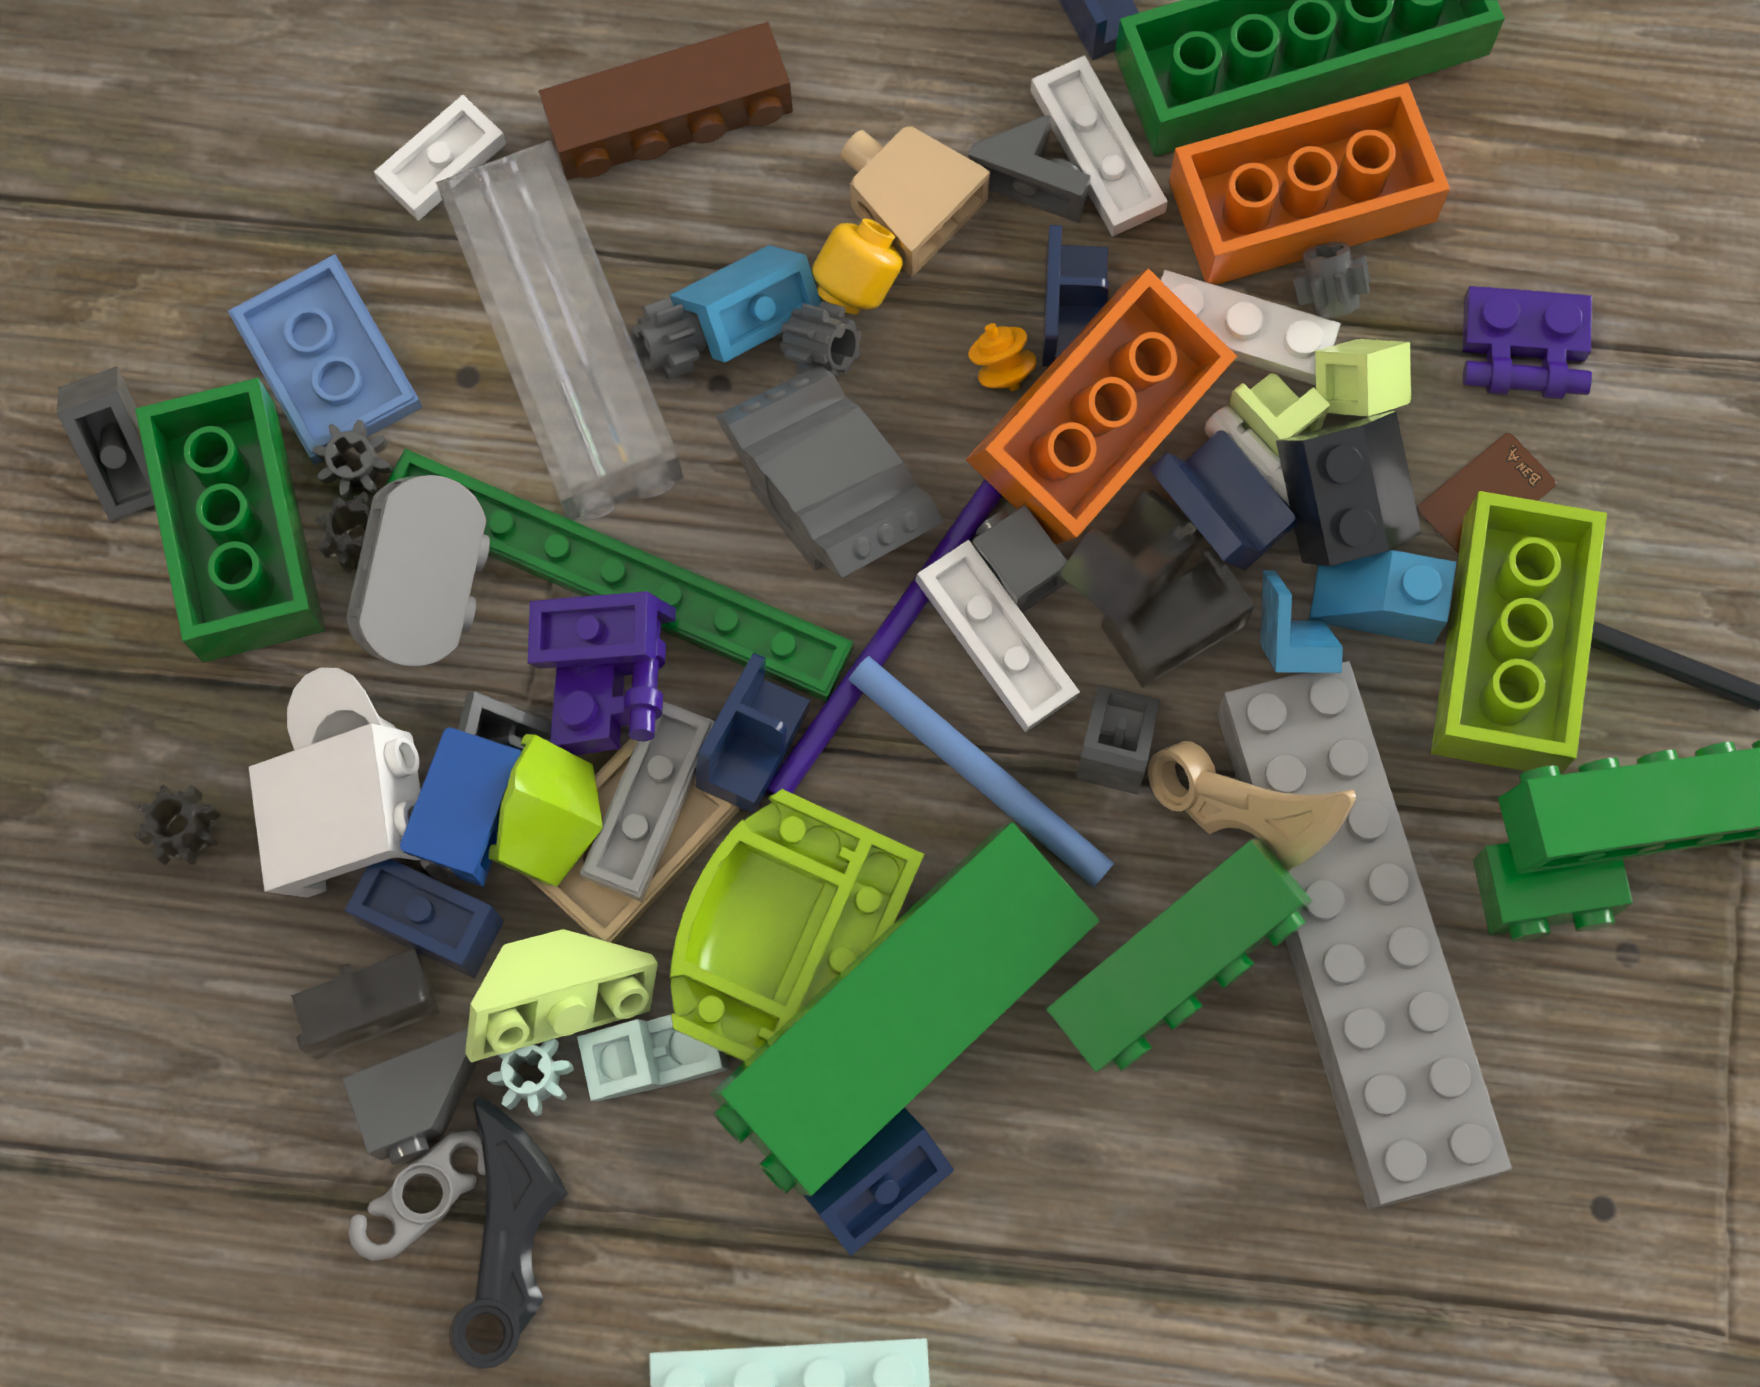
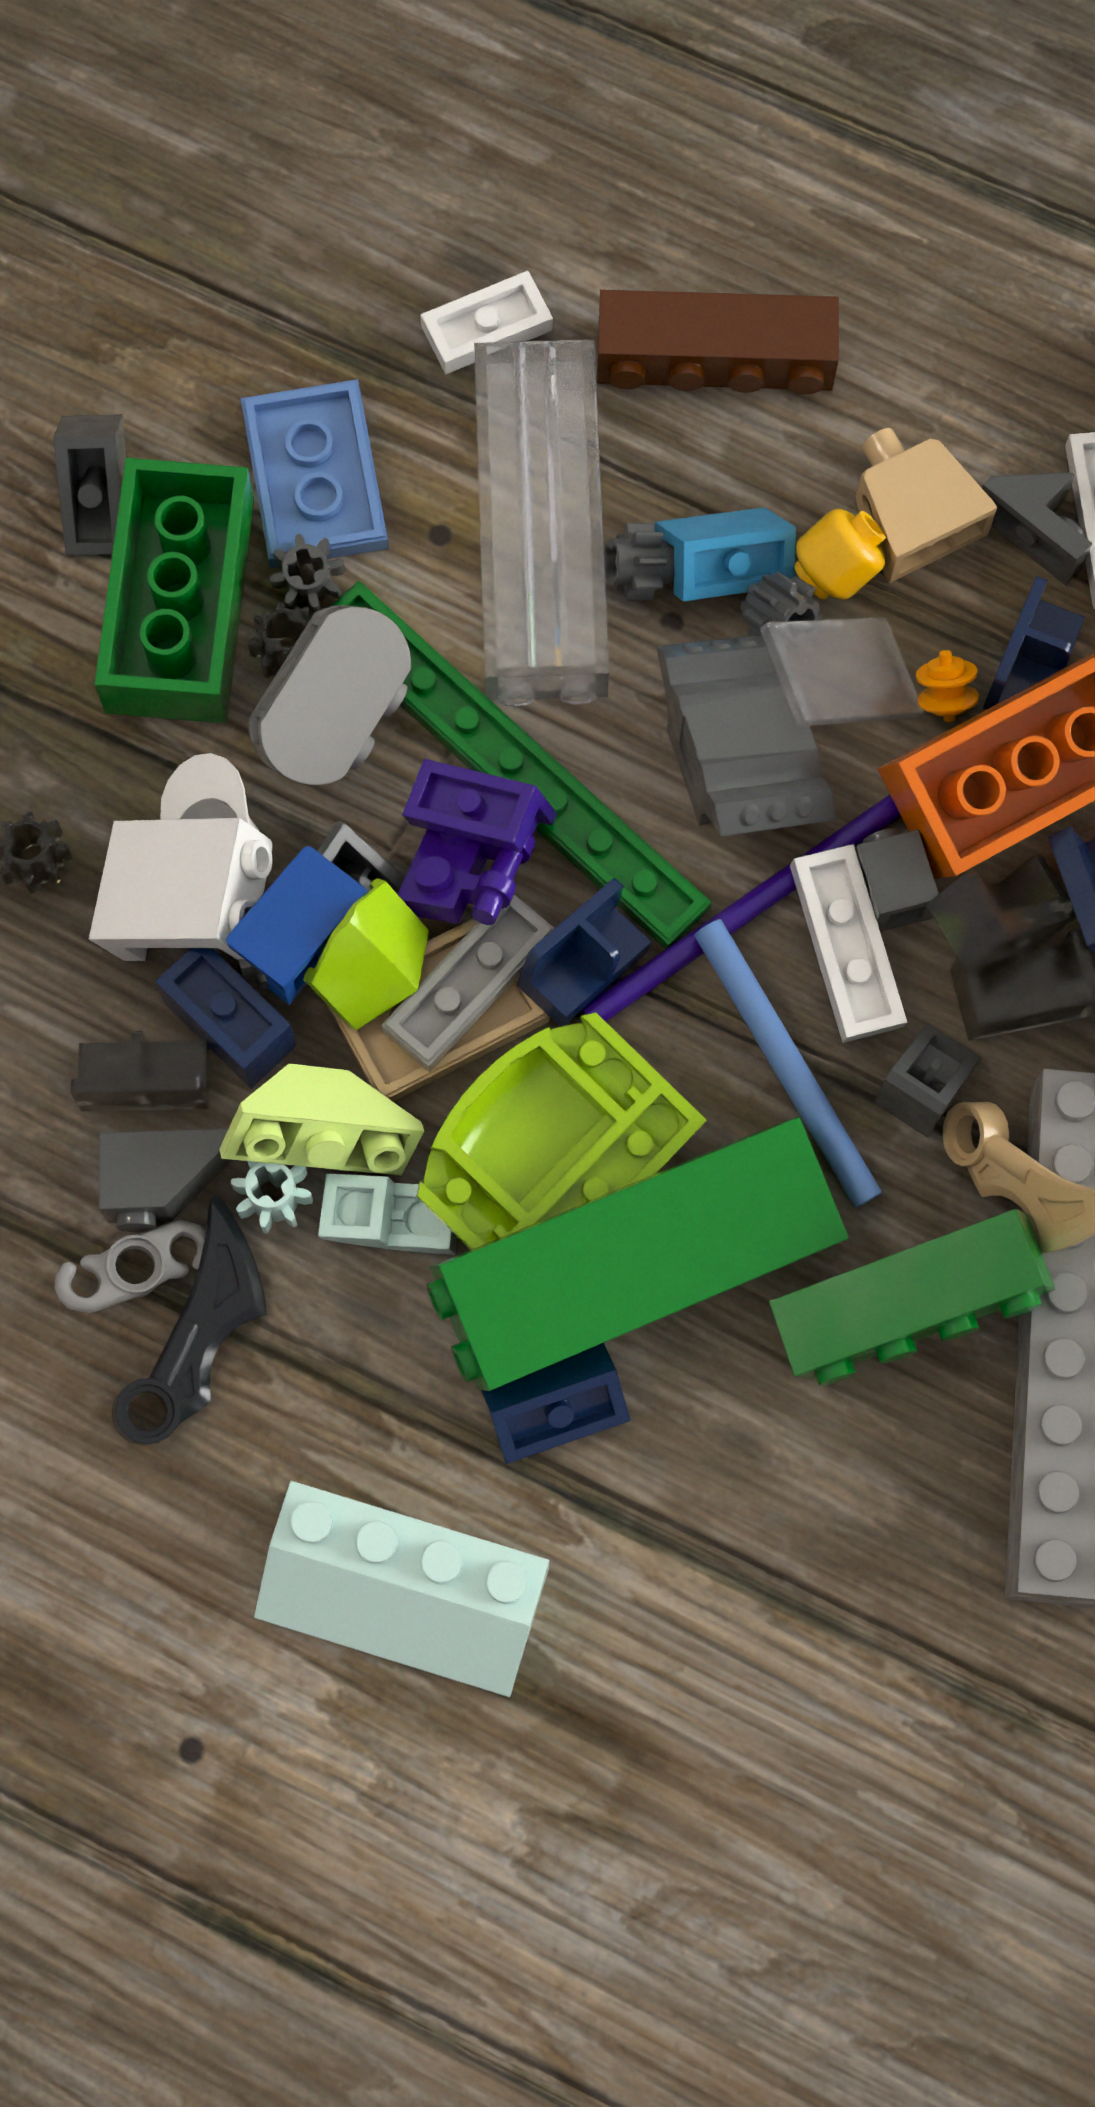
camera: 15 degrees right, 0 degrees up
(897, 378) = (841, 671): none -> clear piece

